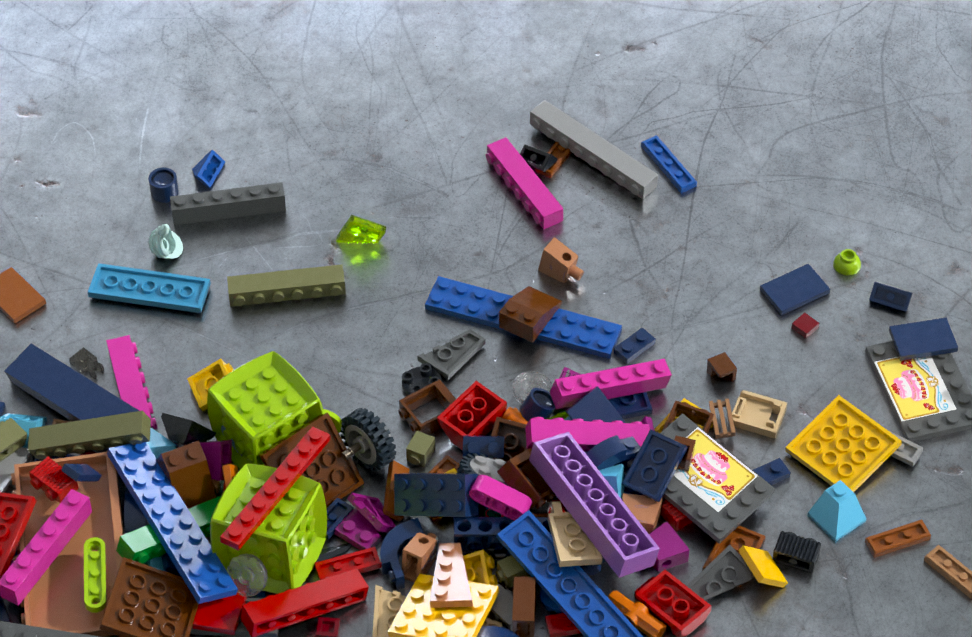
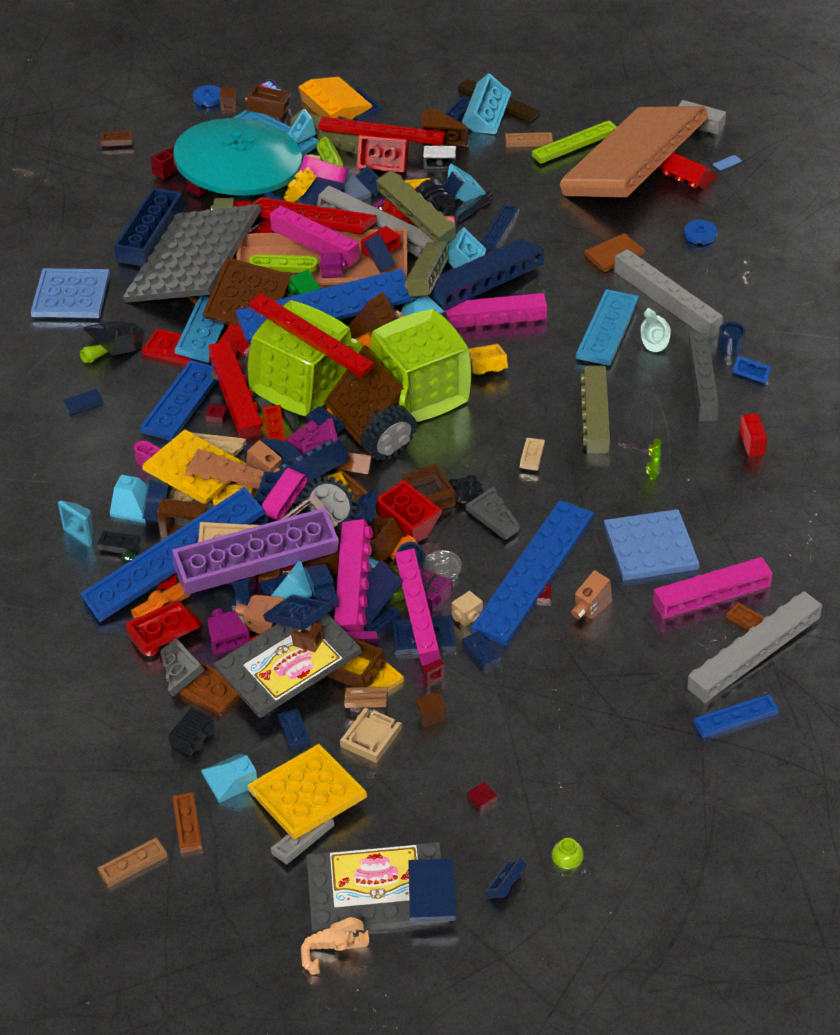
camera: 100 degrees right, 5 degrees down
(91, 240) = (668, 293): none -> light grey brick
(98, 522) = (331, 265): none -> magenta brick
(312, 161) = (753, 434): none -> red brick
(360, 332) = (532, 454): none -> tan plate
(420, 449) = (384, 478): olive brick -> none
(471, 233) = (651, 544): none -> medium blue plate
(528, 313) = (527, 562): reddish brown slope -> none
(537, 158) = (748, 602): black slope -> none
(589, 358) = (466, 608): none -> tan brick
(678, 373) = (433, 672): none -> dark red tile
(763, 566) = (177, 696): yellow tile -> none
(794, 289) = (534, 796): dark blue tile -> none

